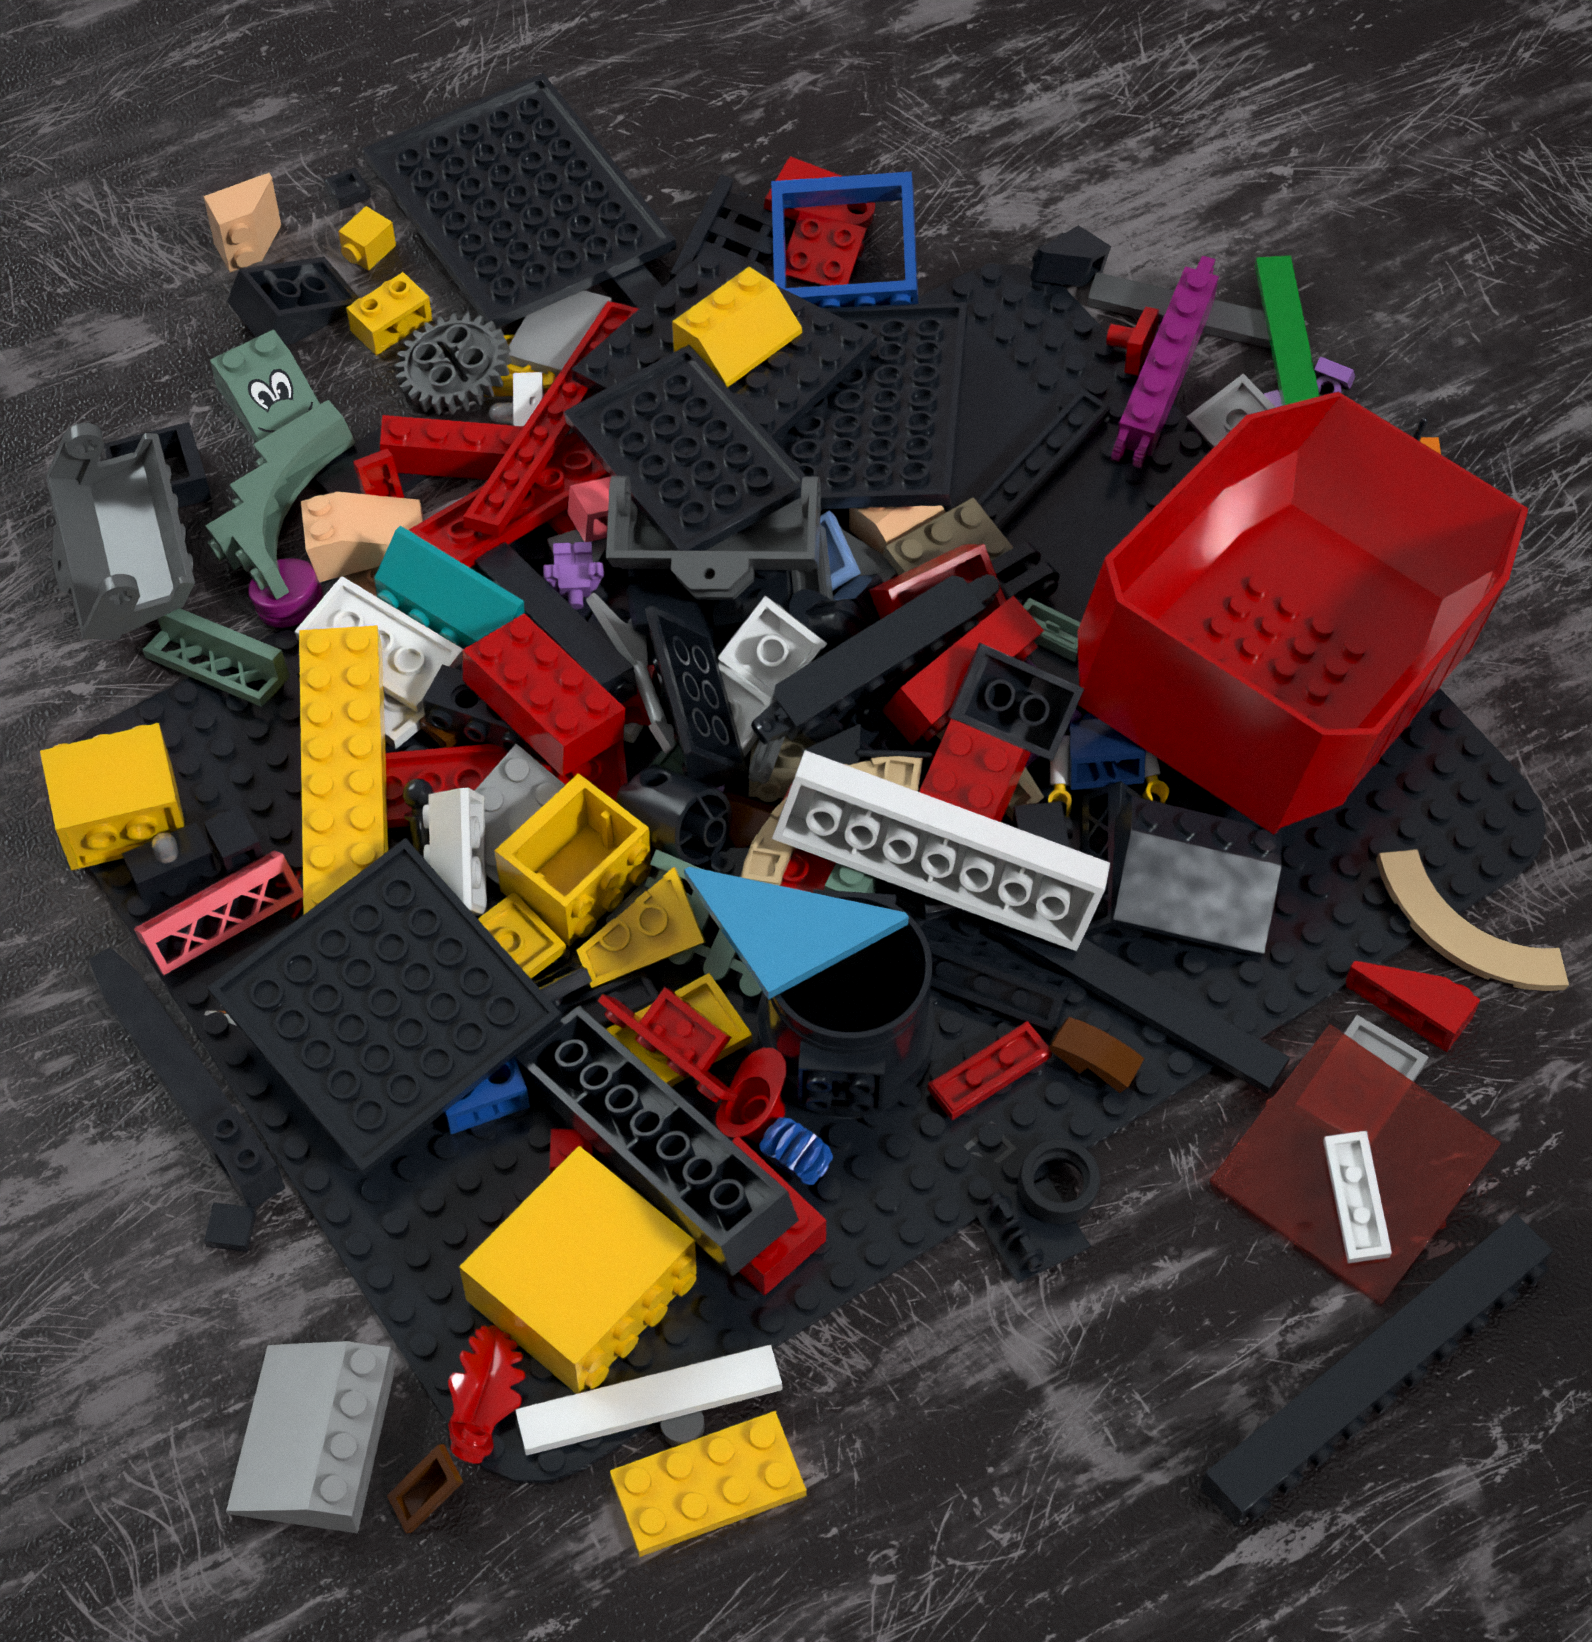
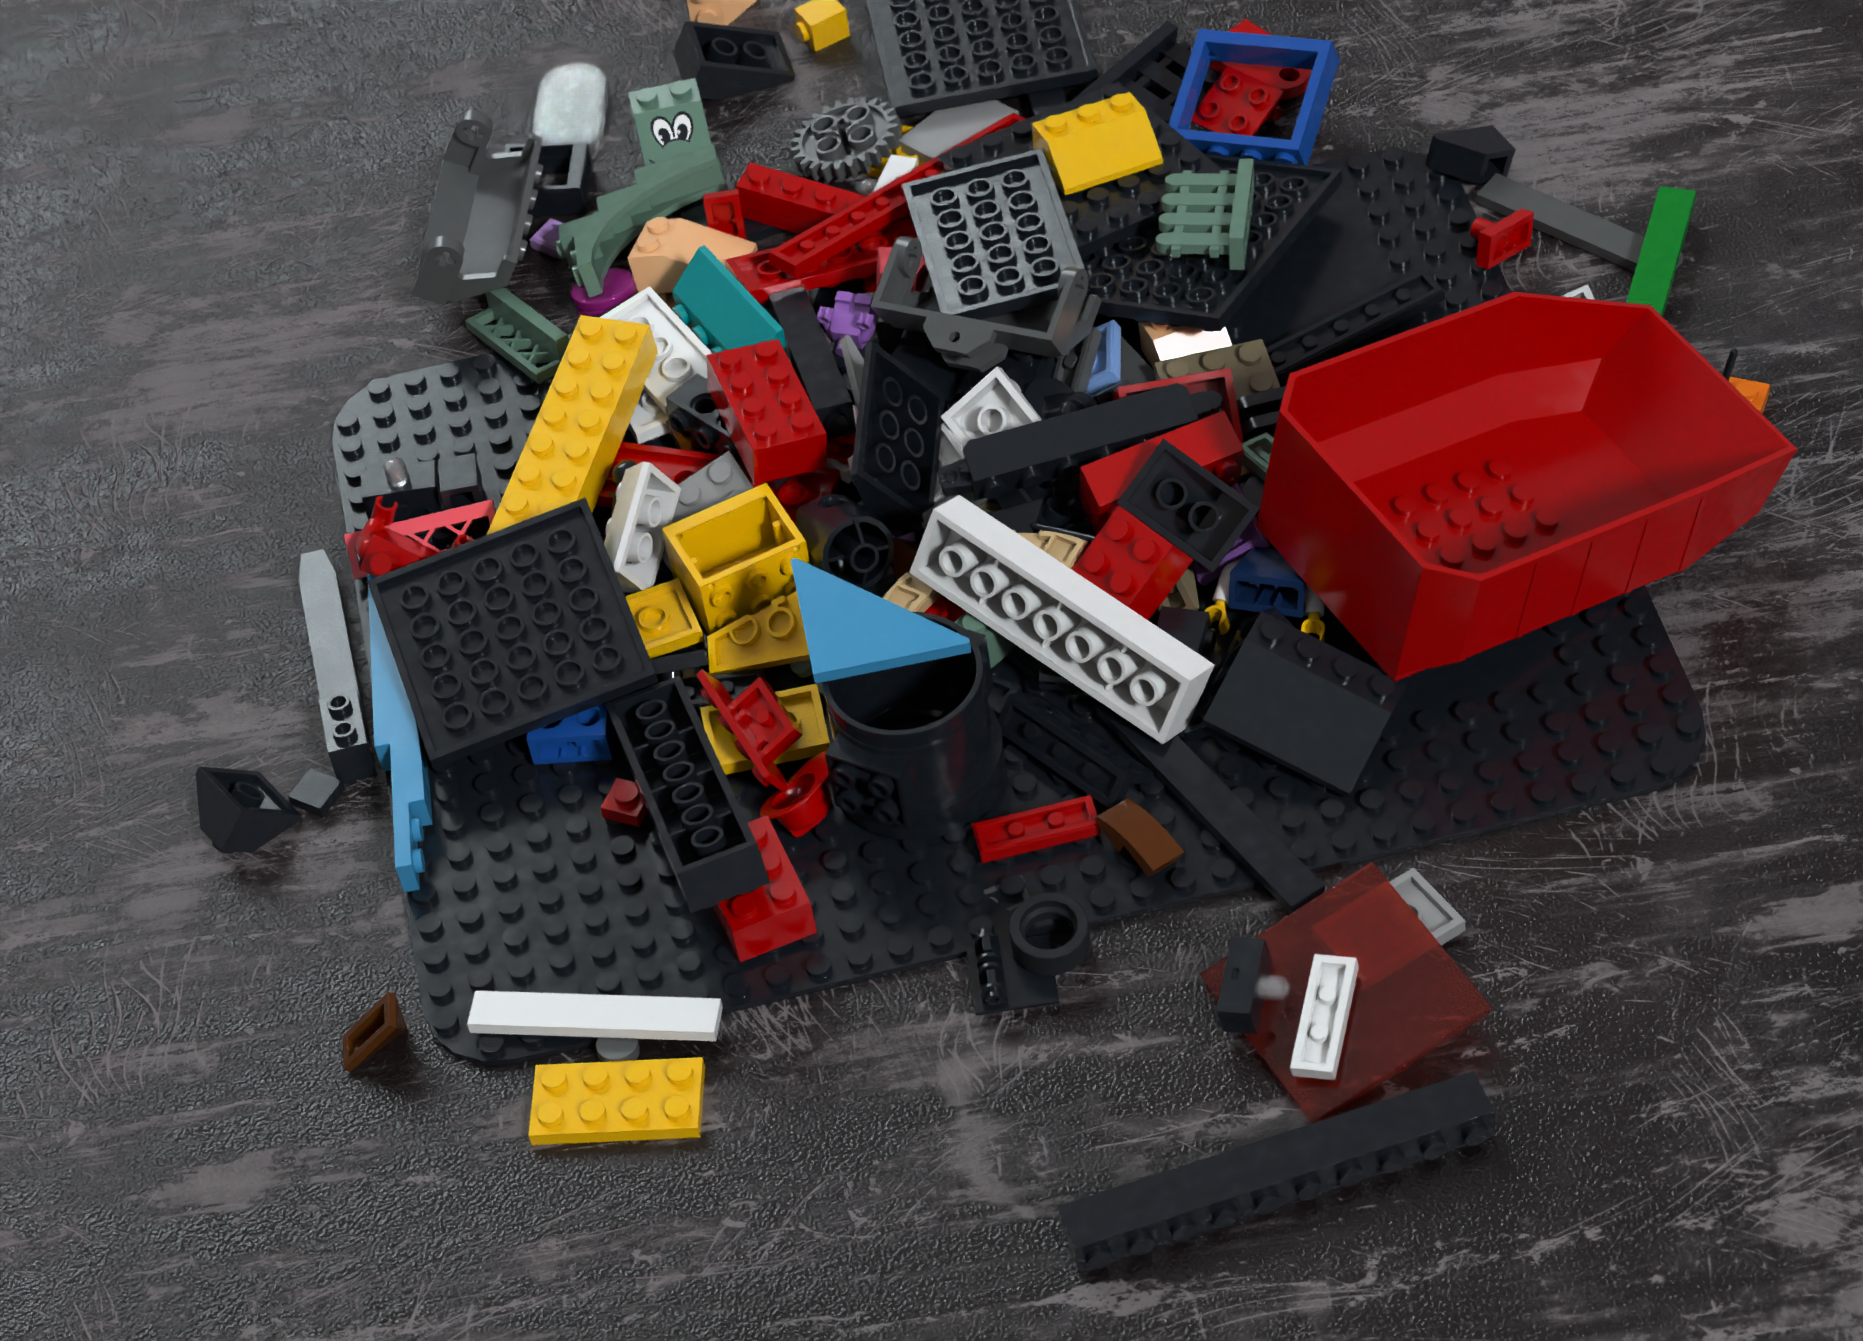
camera: 30 degrees right, 10 degrees down
(111, 794) = (371, 415): yellow container -> none
(142, 384) = (571, 104): none -> clear tile
(162, 1271) = (241, 809): none -> black slope
(196, 534) = (544, 238): none -> lavender tile
(213, 945) = (386, 549): none -> red torso
(302, 1147) = (402, 752): none -> dark azure slope
(313, 1434) = (307, 970): light grey slope -> none
(389, 313) = (809, 87): yellow brick -> none
(483, 1392) = (452, 967): red plant -> none
(580, 1271) = (578, 889): yellow brick -> none
(796, 1150) = (817, 843): blue gear -> none
(901, 362) = (1208, 214): none -> sand green fence
(1167, 362) = (1527, 248): magenta hinge -> none
(1272, 1183) = (1247, 985): none -> black piece
(1334, 374) = (1686, 306): medium lavender tile -> none
(1418, 1000) = (1484, 871): red slope -> none
(1458, 939) = (1555, 831): tan tile -> none

